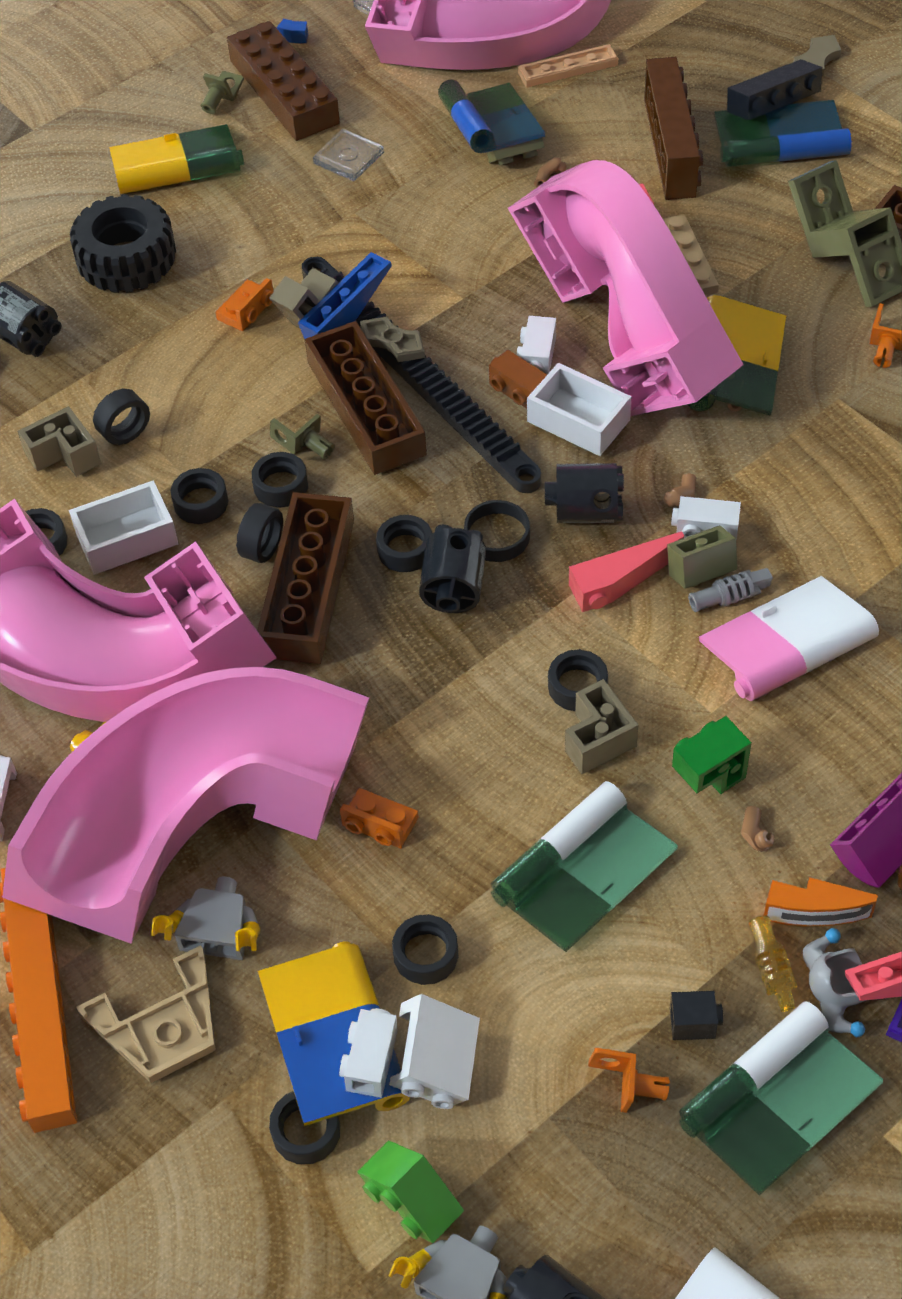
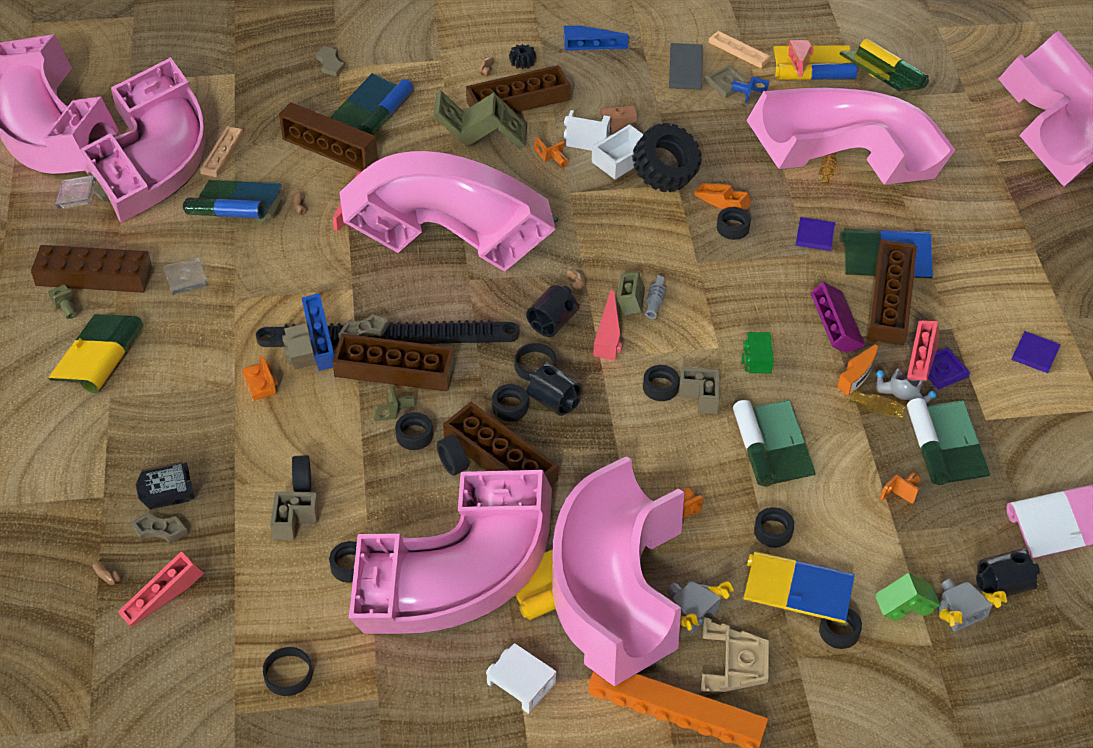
camera: 60 degrees left, 5 degrees down
(123, 527) = (389, 509): white piece -> none
(125, 265) = (158, 425): black tyre -> none
(198, 479) = (391, 484): black tyre -> none
(294, 30) = (52, 239): blue piece -> none
(370, 1052) = (830, 569): white brick -> none
(437, 1052) = (844, 544): white panel -> none
(514, 377) = (442, 297): dark orange brick -> none
(538, 342) = (426, 276): white brick -> none
(579, 409) = (490, 283): white piece -> none
(695, 1015) = (885, 446): black brick -> none
(703, 514) = (605, 279): white brick -> none
(753, 833) = (800, 371): medium nougat arm -> none
(774, 89) = (344, 86): black brick -> none
(790, 636) = (701, 292): door -> none

